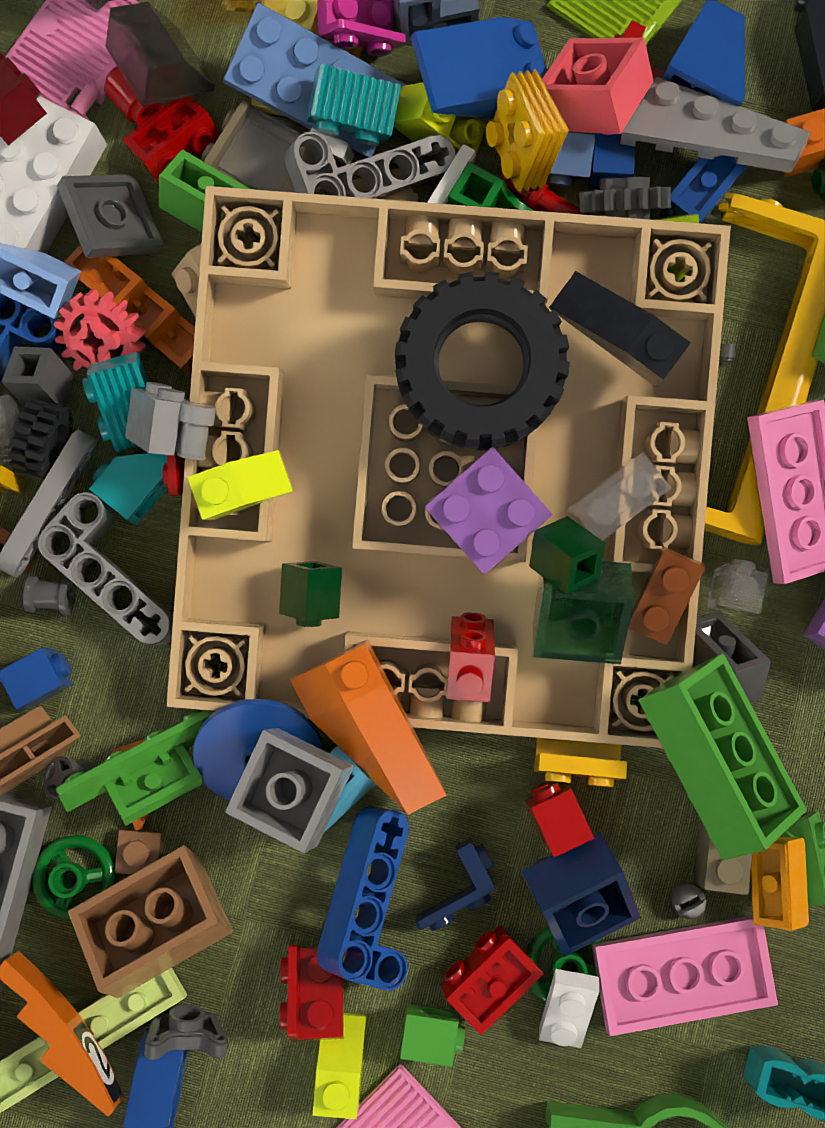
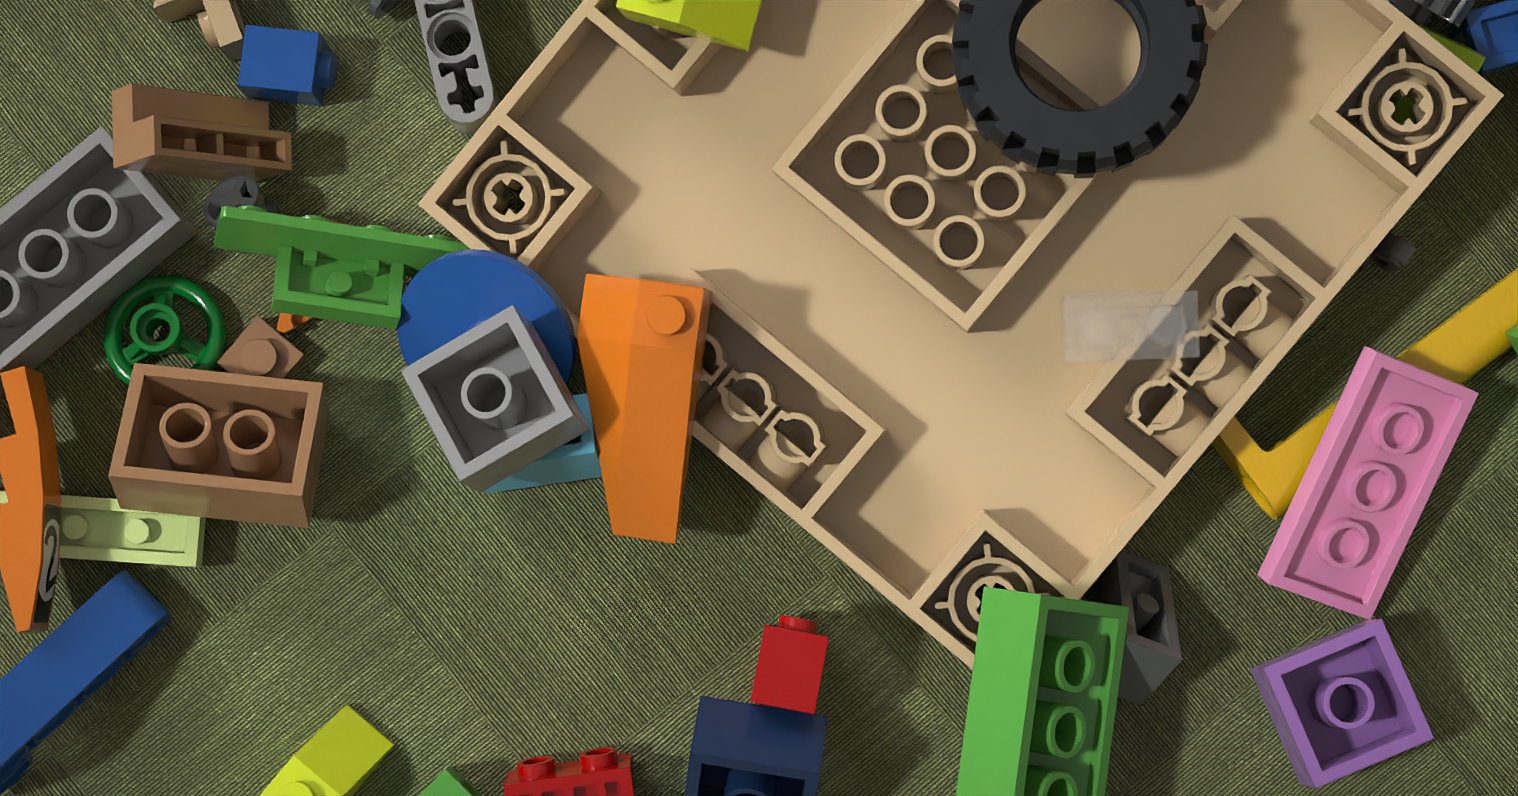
camera: 35 degrees right, 0 degrees up
(185, 1029) = (174, 603): dark grey piece -> none
(310, 592) = (683, 188): dark green brick -> none
(314, 998) = (351, 669): red bracket -> none
(360, 936) = (500, 605): blue beam -> none
(471, 658) = (819, 400): red bracket -> none
(477, 865) = (653, 658): dark blue bracket -> none
(488, 510) = (962, 233): medium lavender brick -> none
(566, 554) = (1018, 349): dark green brick -> none
(581, 759) = (881, 631): yellow bracket -> none
(587, 622) = (993, 434): clear green brick -> none
(620, 328) = (1277, 123): black slope -> none
(665, 595) = (1107, 488): dark orange plate -> none
(738, 589) = (1208, 552): clear brick -> none

